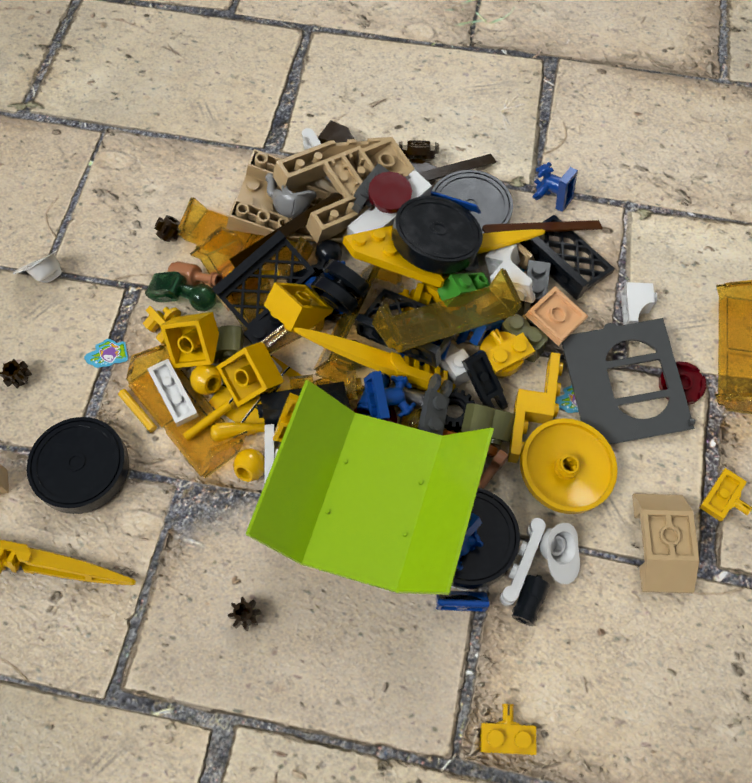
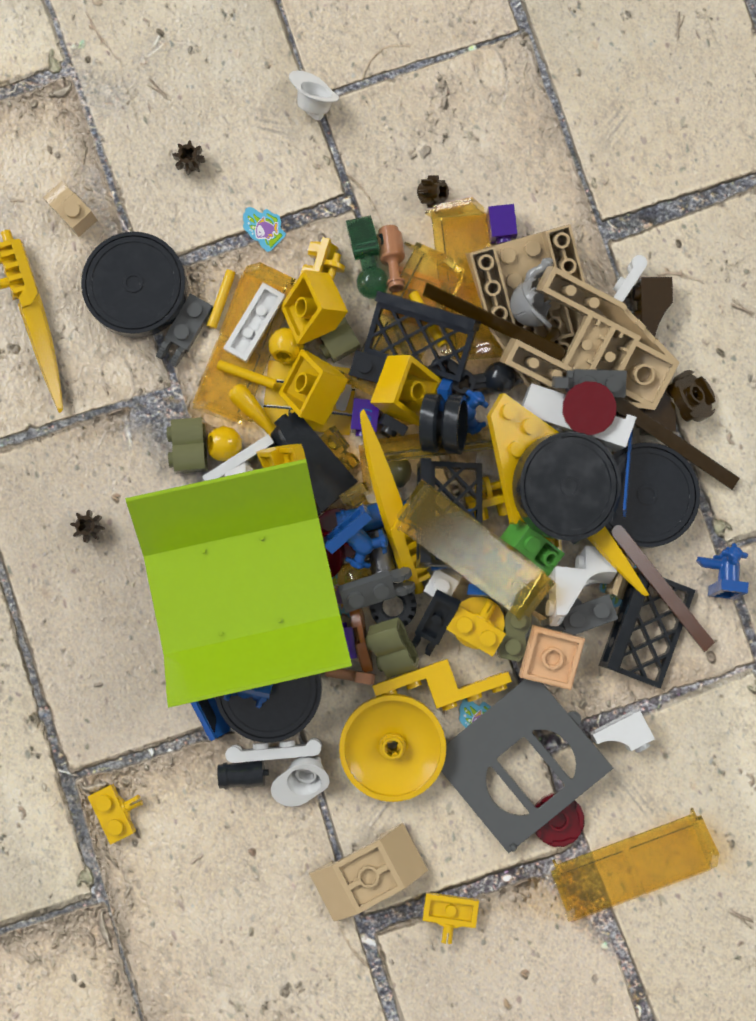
camera: 60 degrees right, 20 degrees up
(139, 448) = (185, 328): none -> dark grey hinge
(220, 199) = (501, 223): none -> dark purple brick
(232, 493) = (188, 445): none -> olive brick
(297, 354) = (371, 411): none -> dark purple brick
(321, 326) = (391, 426): none -> black plate

